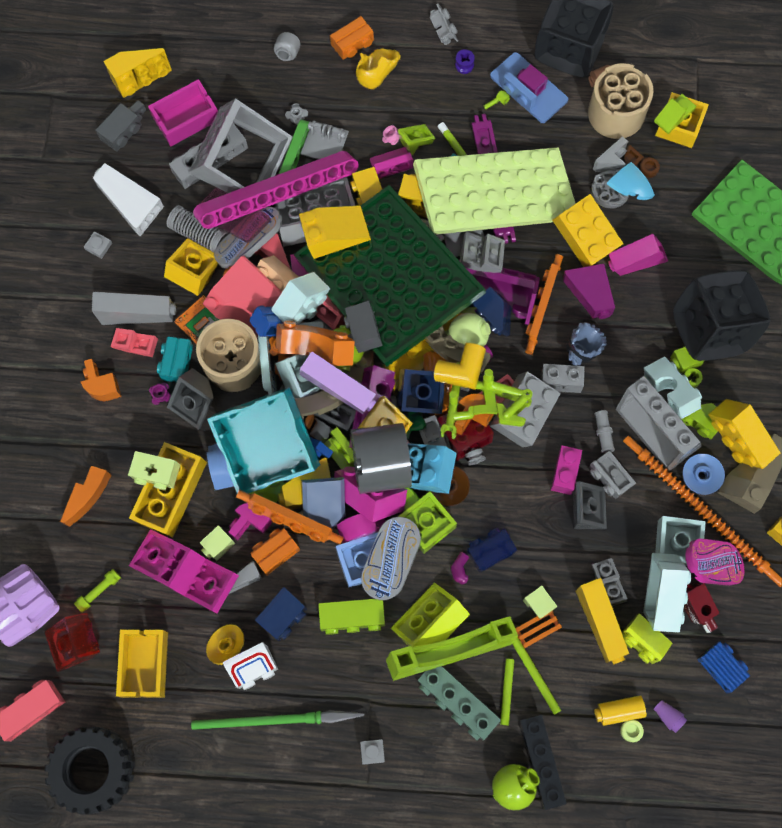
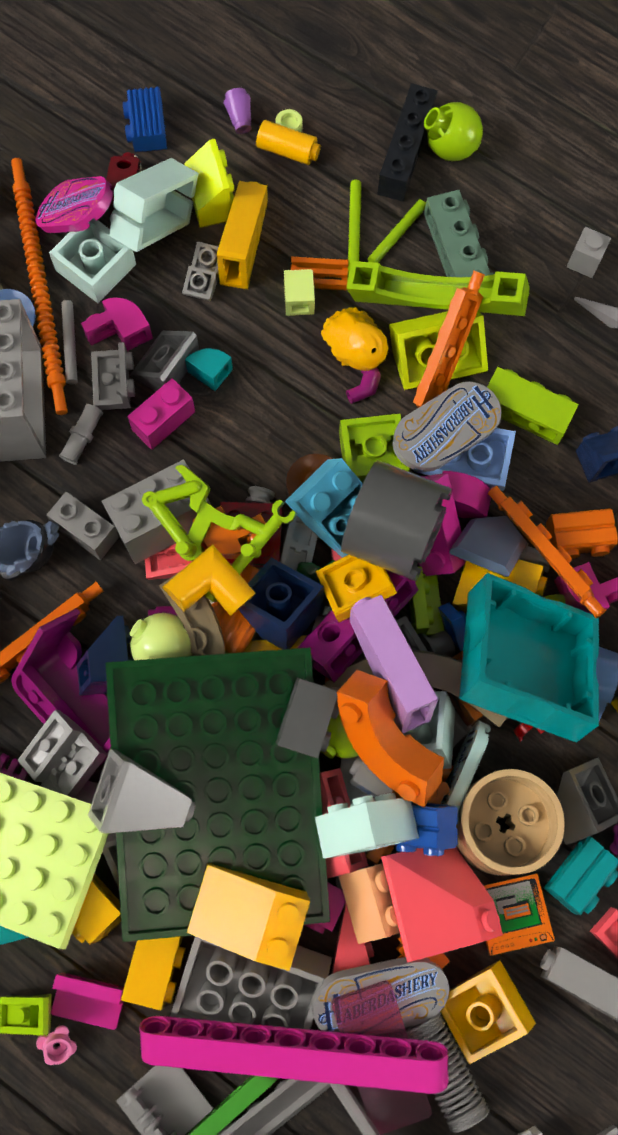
camera: 155 degrees left, 0 degrees up
(420, 611) = (450, 341): none -> orange plate
(423, 237) = (136, 799): none -> light grey slope
(484, 594) = (353, 337): none -> yellow piece
(491, 550) = (315, 380): clear blue brick -> none
(559, 518) = (209, 366): none -> teal brick
(633, 516) = (121, 318): none -> dark pink brick
(655, 485) = (69, 342): none -> light grey bar

